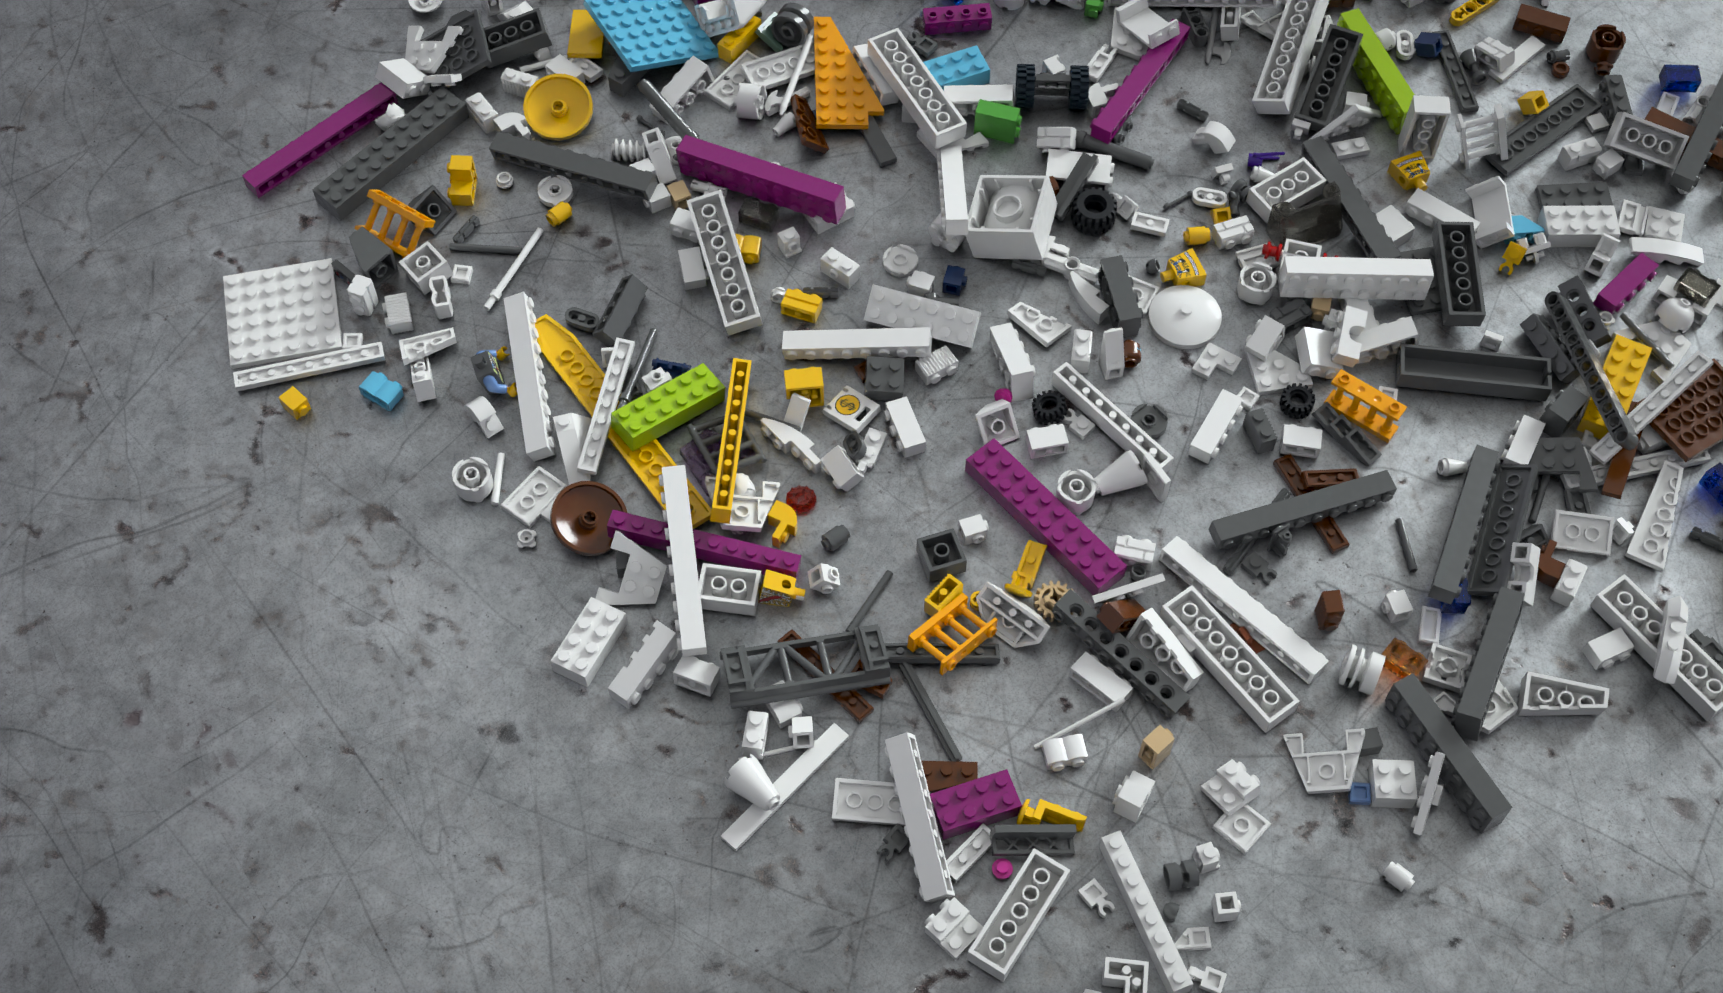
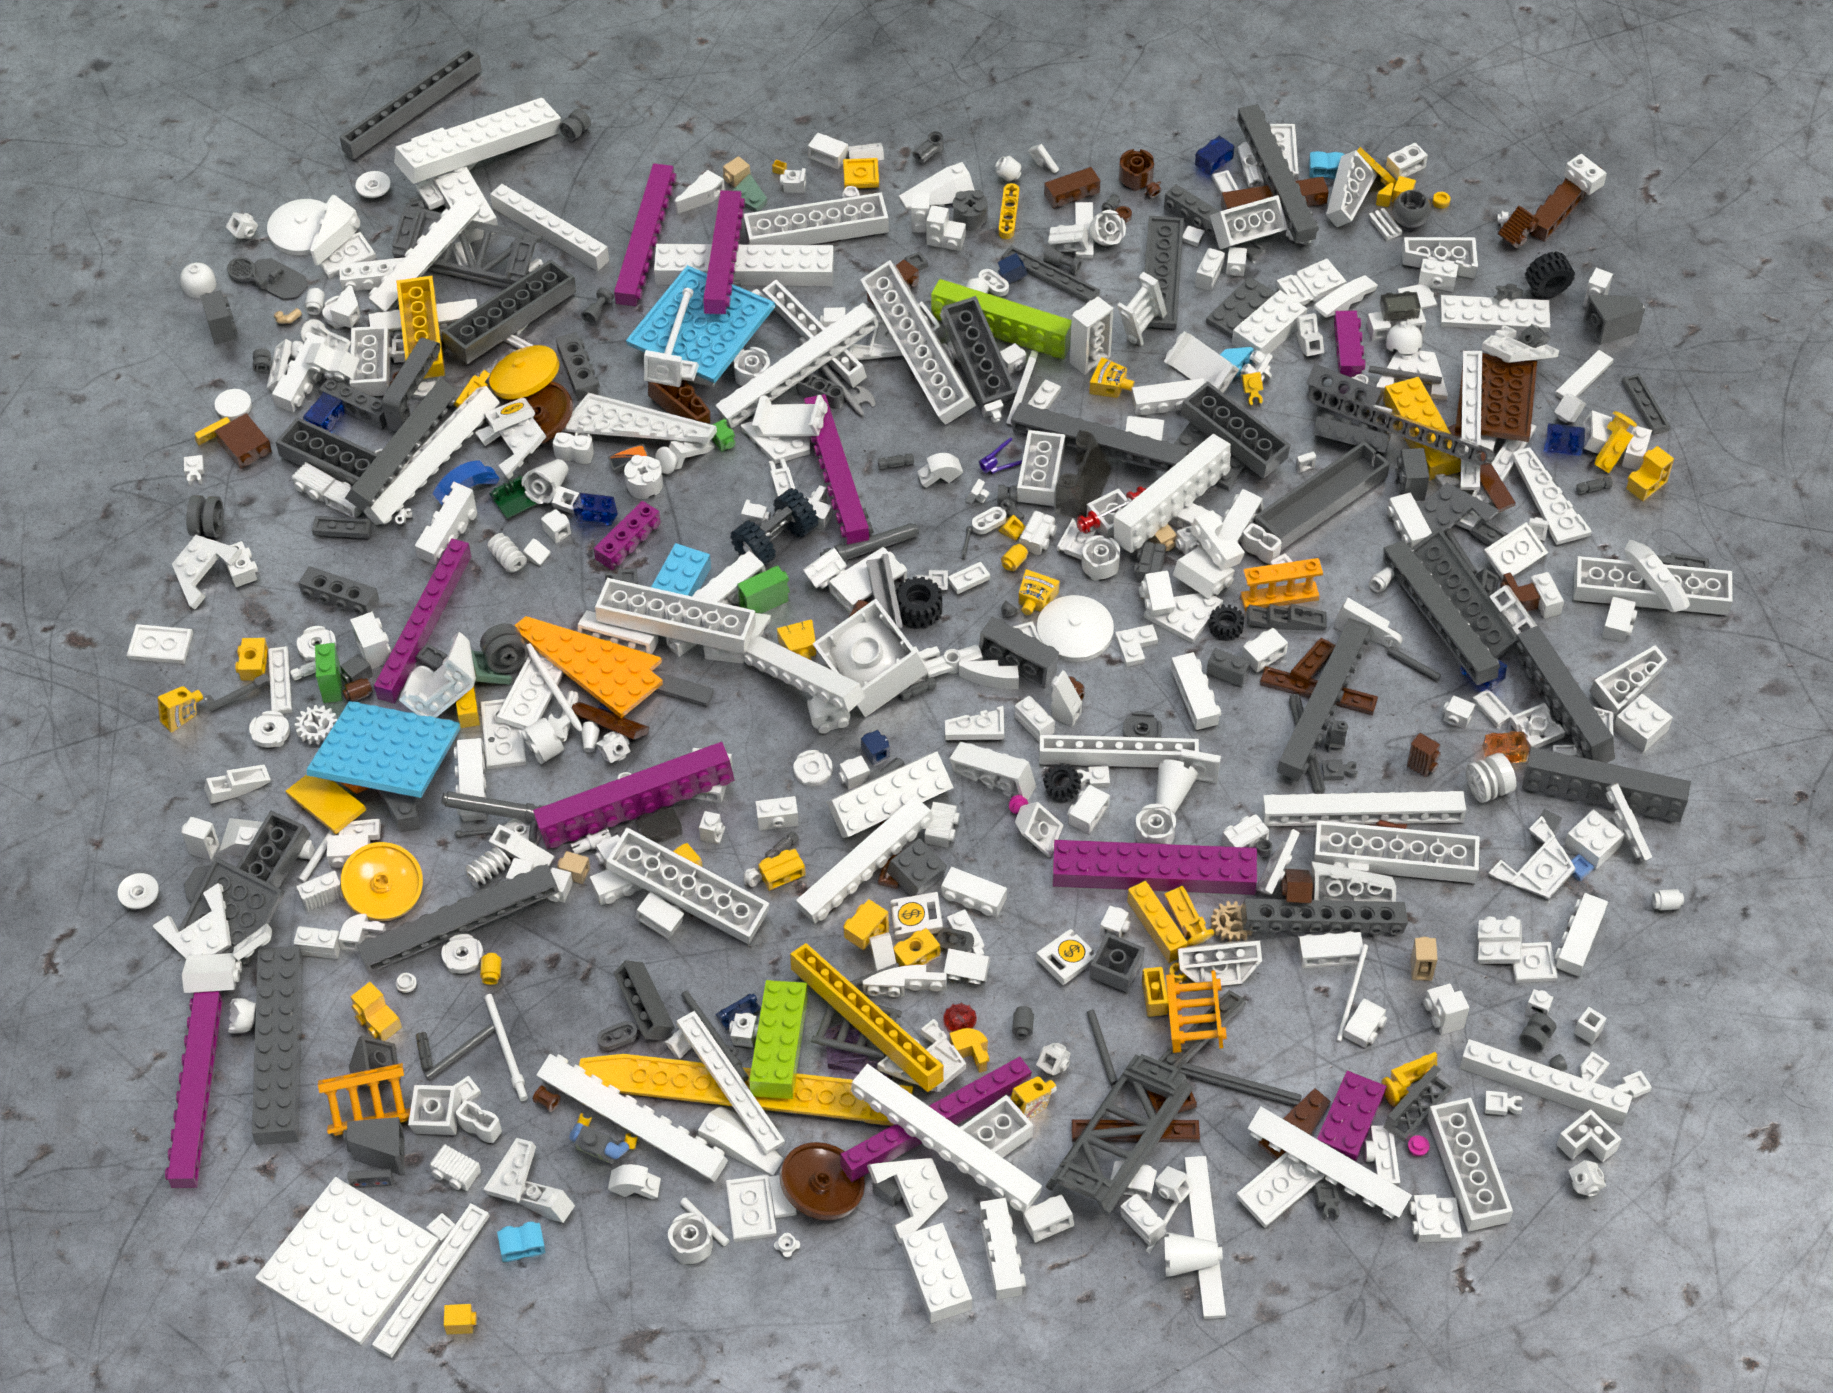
camera: 45 degrees left, 5 degrees down
(362, 295) = (410, 1179): white brick -> none
(497, 319) = (546, 1098): none -> reddish brown bush
(789, 141) = (613, 747): none -> white brick
(830, 437) = (921, 940): none -> yellow brick
(920, 521) = (1069, 952): none -> white container
(961, 838) = (1369, 1151): none -> white tile
(985, 165) = (798, 638): none -> yellow torso
(1003, 550) = (1156, 921): none -> yellow brick
(1249, 398) = (1186, 648): white tile -> none
(1259, 174) = (1007, 470): white cone -> none
(1298, 839) = (1581, 934): none -> white brick
(1386, 367) = (1260, 543): none -> white brick
(1405, 493) = (1379, 625): none -> white piece
(1532, 67) = (1107, 228): none -> white cylinder
(1533, 102) = (1136, 255): yellow brick -> none
(1535, 736) = (1642, 723): none -> white piece

